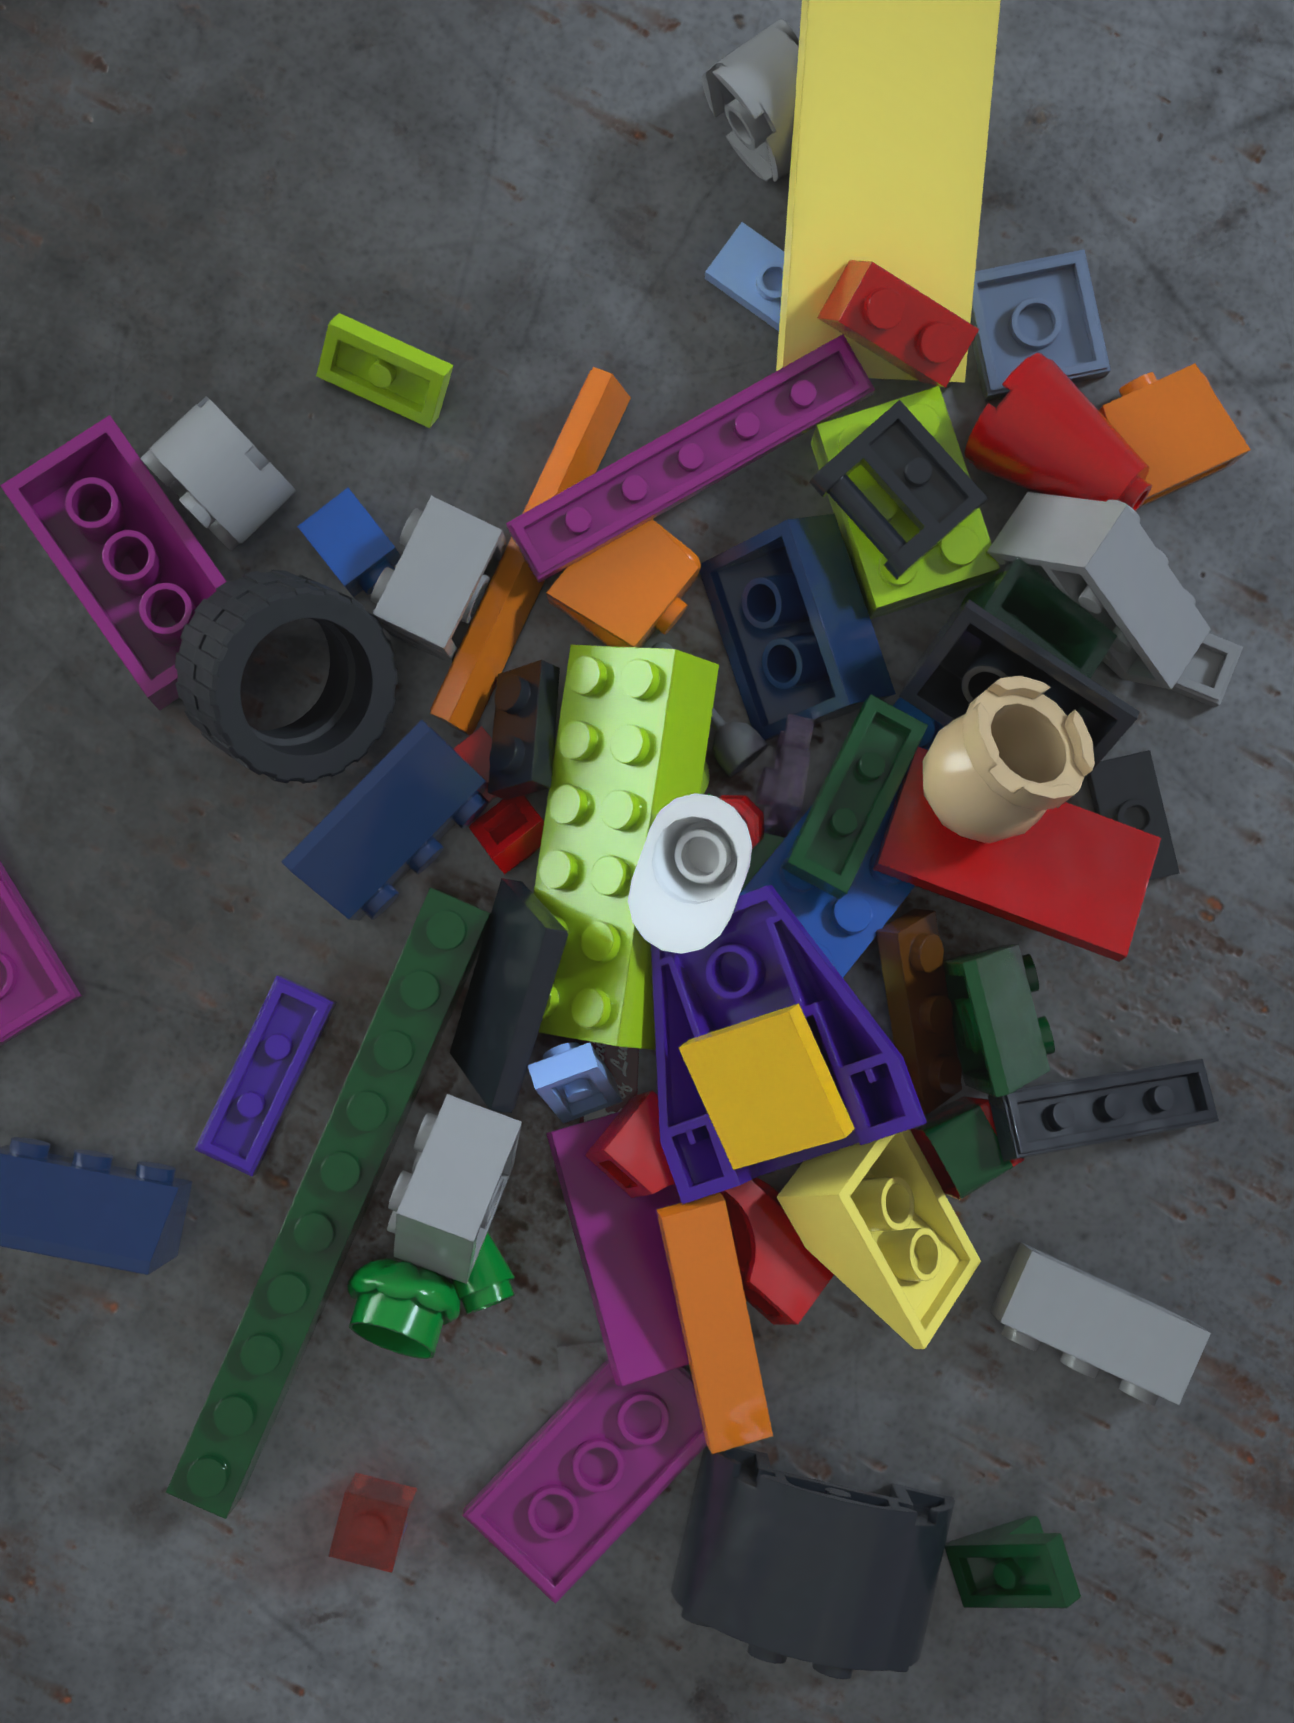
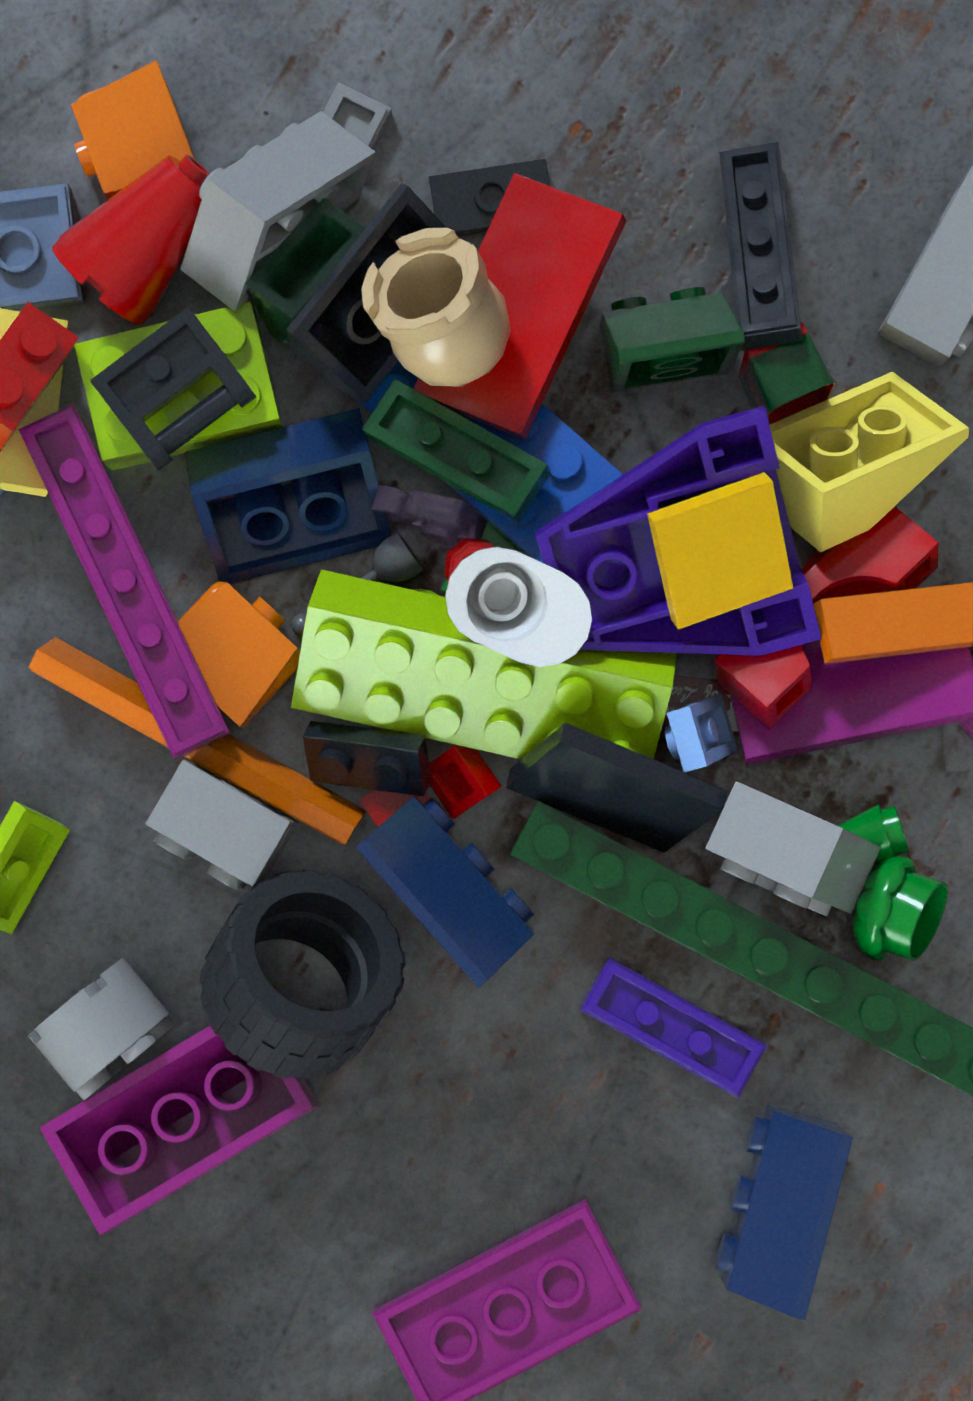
camera: 85 degrees left, 0 degrees up
(350, 542) = (177, 909): blue brick -> none
(920, 1005) = (651, 406): reddish brown plate -> none

